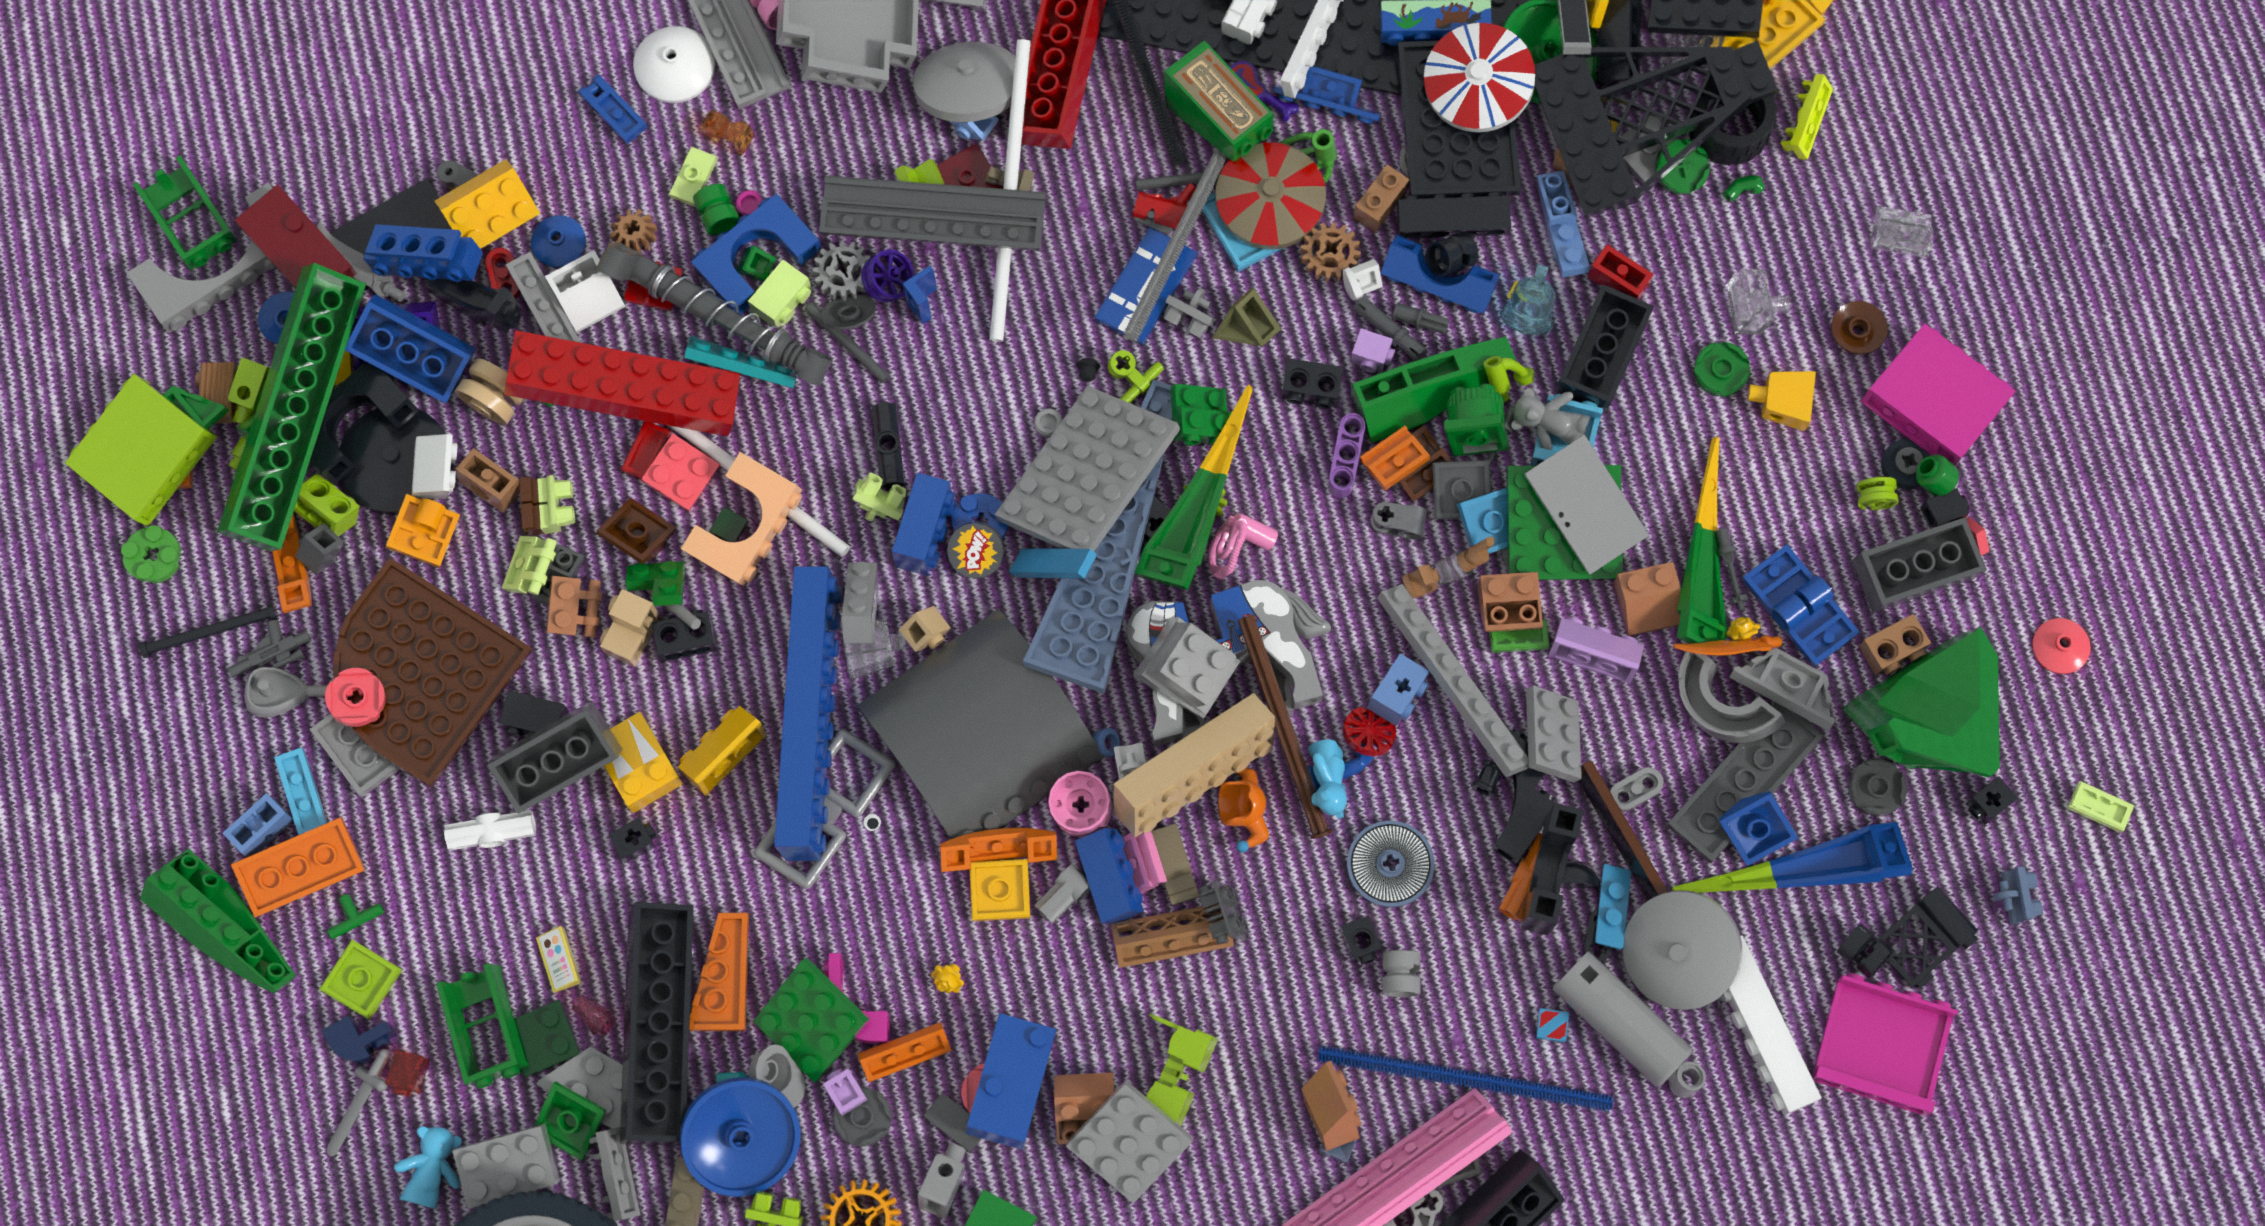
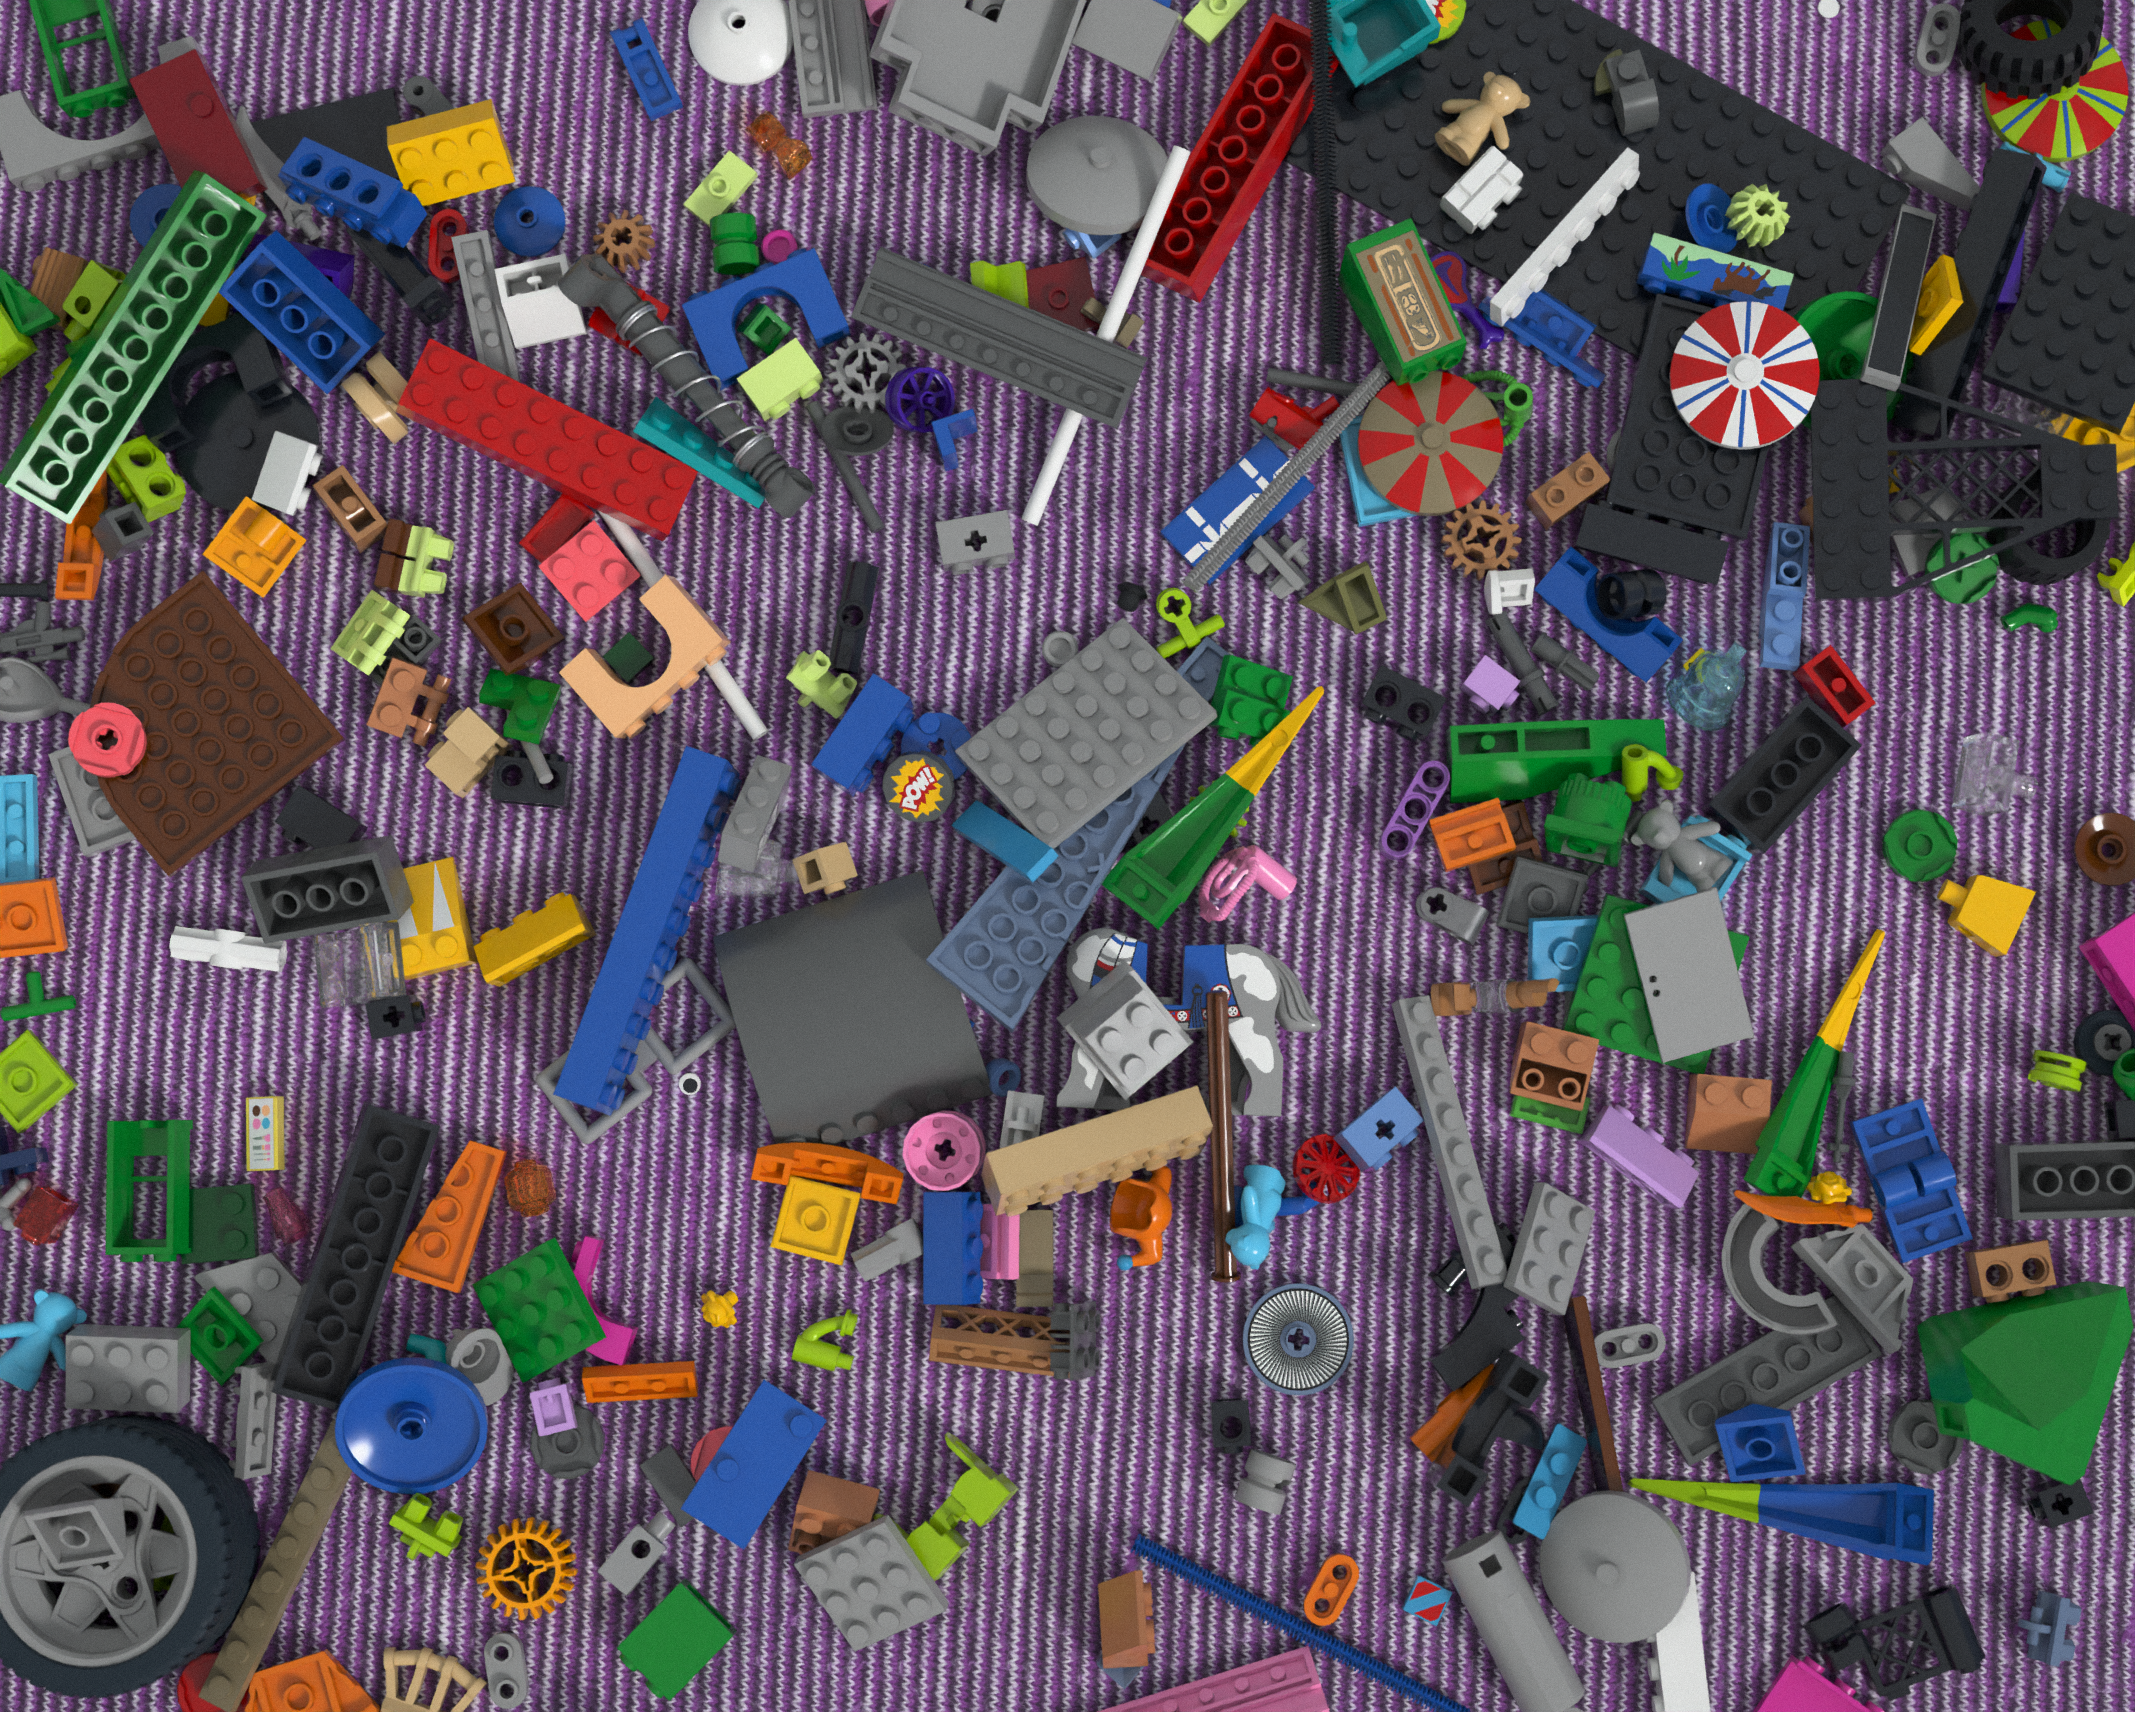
camera: 20 degrees right, 10 degrees up
(596, 807) = (359, 965): none -> clear panel
(775, 934) = (530, 1188): none -> clear orange head
(970, 353) = (957, 535): none -> light grey brick
(1039, 987) = (821, 1354): none -> lime plant
(1477, 1040) = (1332, 1589): none -> orange plate

